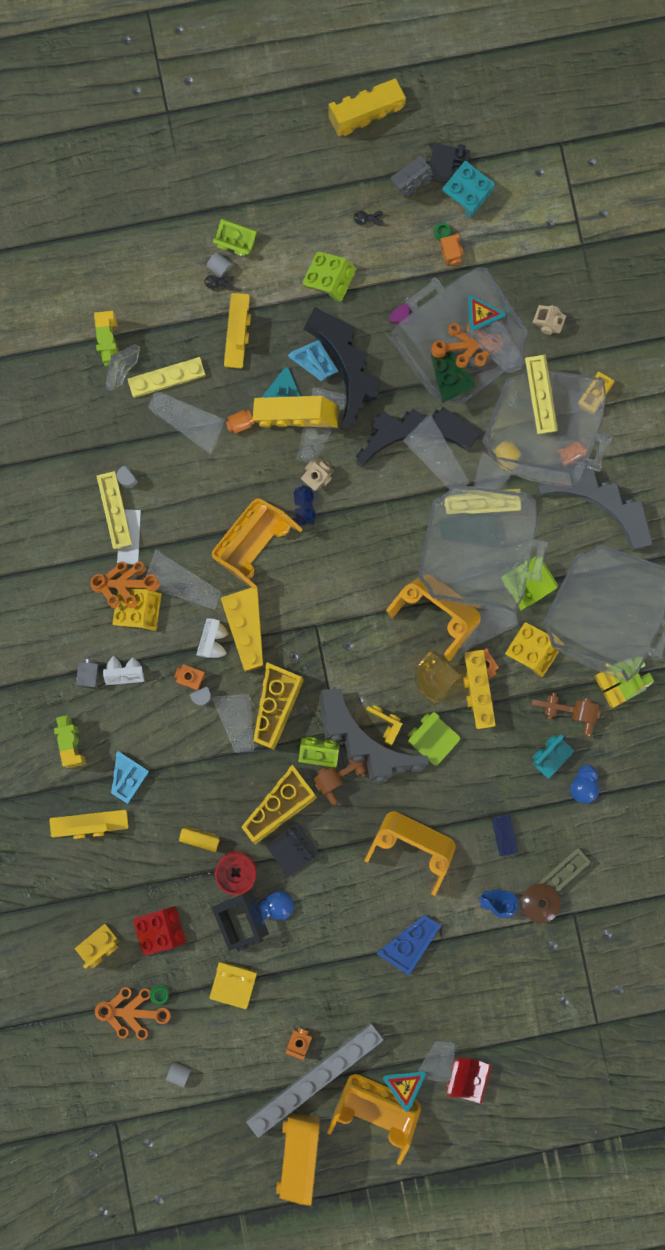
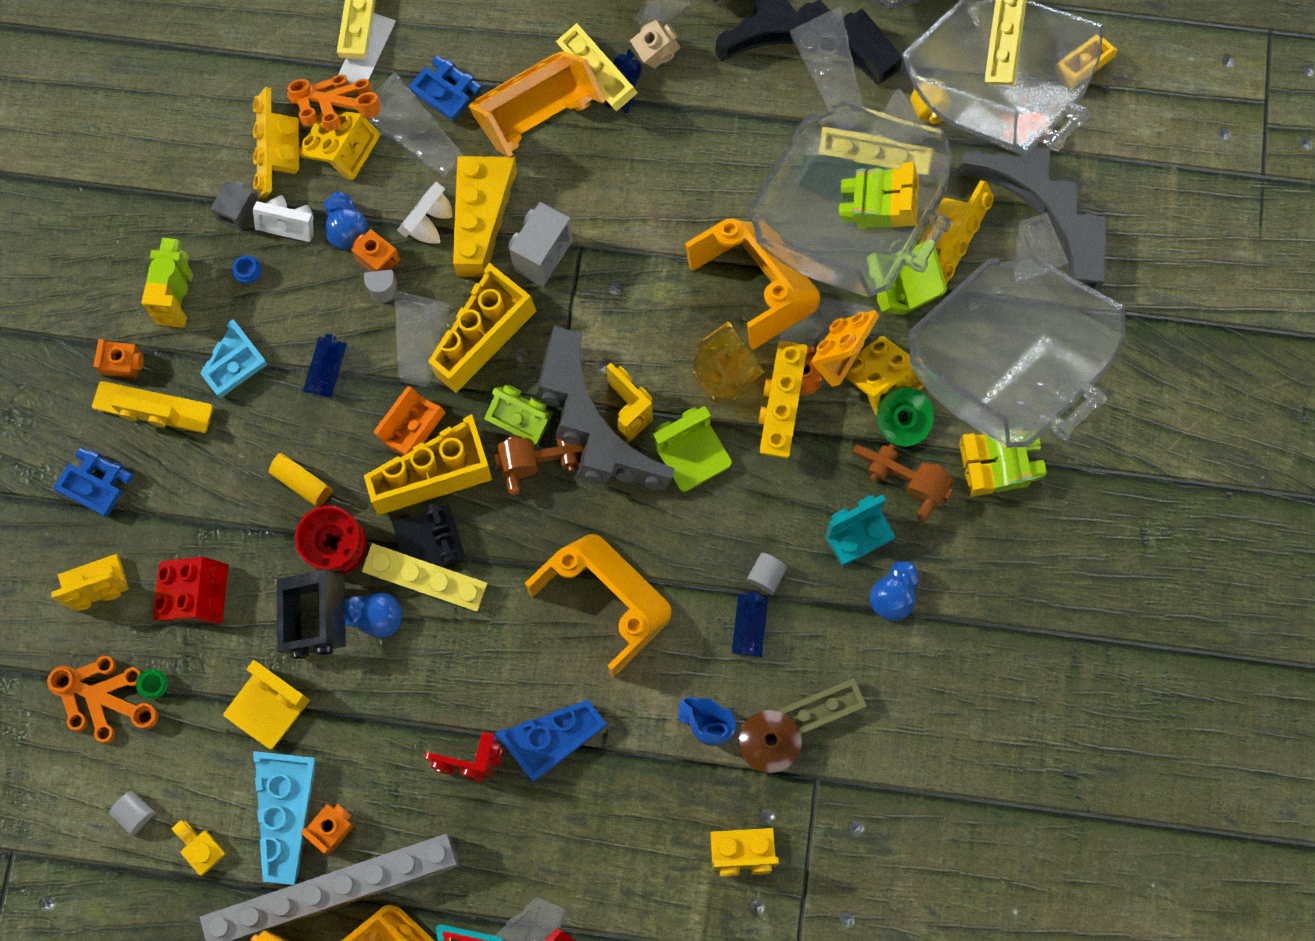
camera: 20 degrees right, 10 degrees down
(49, 806) = (108, 365): none -> orange brick
(70, 889) = (89, 490): none -> blue plate
(97, 624) = (276, 144): none -> yellow bracket
(111, 714) = (246, 269): none -> blue plate
(162, 662) = (343, 221): none -> blue hair
(186, 761) = (325, 366): none -> clear blue hinge
(189, 553) = (442, 95): none -> blue plate
(227, 1082) = (201, 849): none -> yellow plate
(253, 780) = (408, 422): none -> orange bracket
(266, 1038) = (283, 802): none -> medium azure wing
(280, 499) = (611, 81): none -> light yellow plate
(294, 638) = (540, 243): none -> light grey brick
(299, 874) = (424, 577): none -> light yellow plate
(372, 982) = (487, 757): none -> red bracket
(499, 539) = (881, 197): none -> lime hips
(504, 799) = (767, 573): none -> light grey brick
(506, 643) = (843, 345): none -> light orange bracket
(546, 973) = (743, 850): none -> yellow bracket
(551, 531) = (965, 223): none -> yellow bracket
(563, 676) = (917, 421): none -> green dish
(604, 530) = (1039, 239): none -> clear wing

